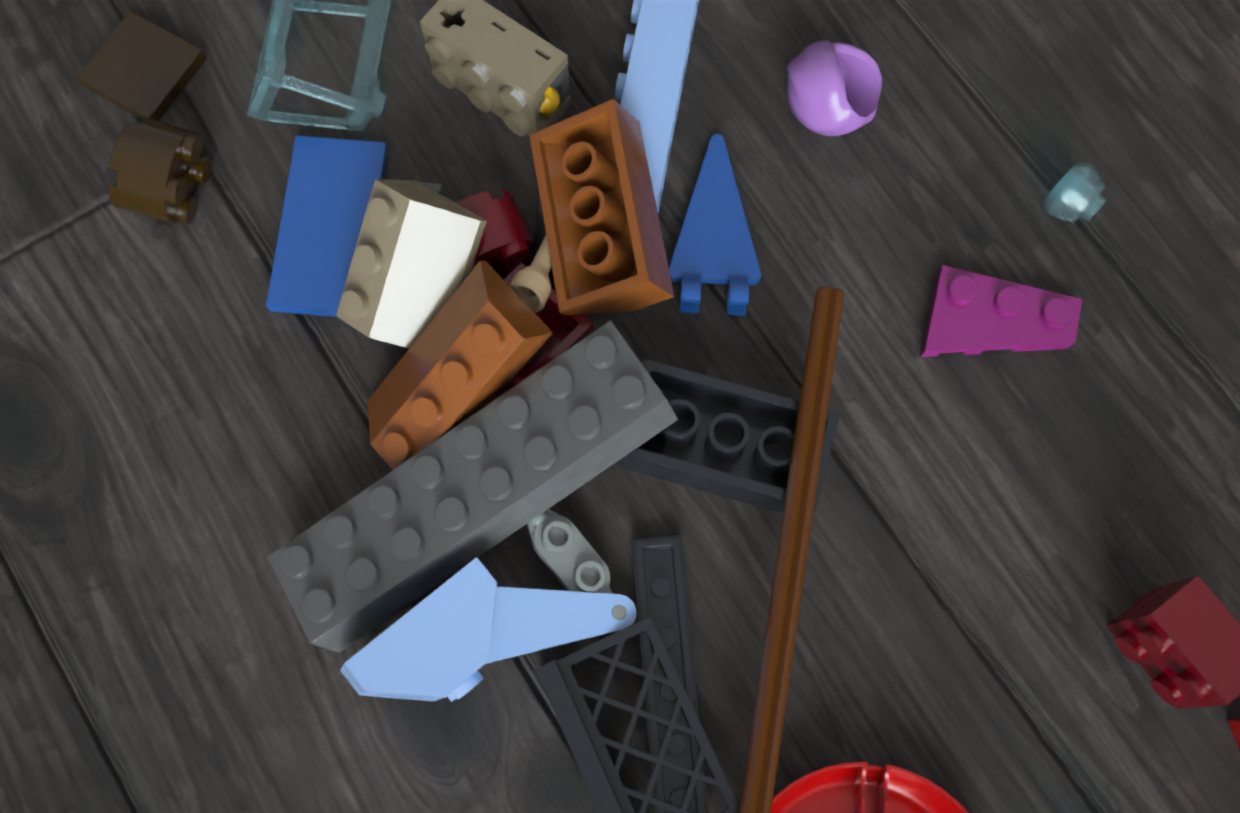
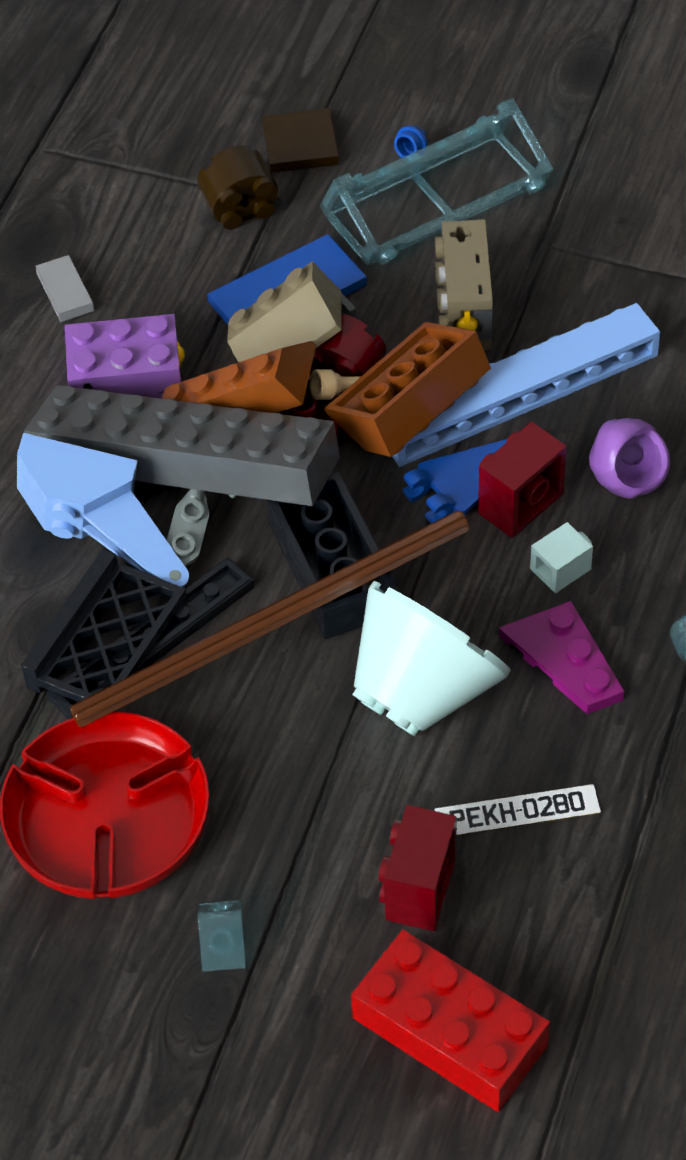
camera: 55 degrees right, 20 degrees down
(116, 440) = (64, 288): none -> light grey tile
(283, 455) = (124, 355): none -> medium lavender piece
(784, 197) = (521, 479): none -> dark red brick
(889, 233) = (561, 557): none -> light aqua brick
(955, 463) = (418, 663): none -> light aqua cone
(1134, 494) = (524, 809): none -> white sticker

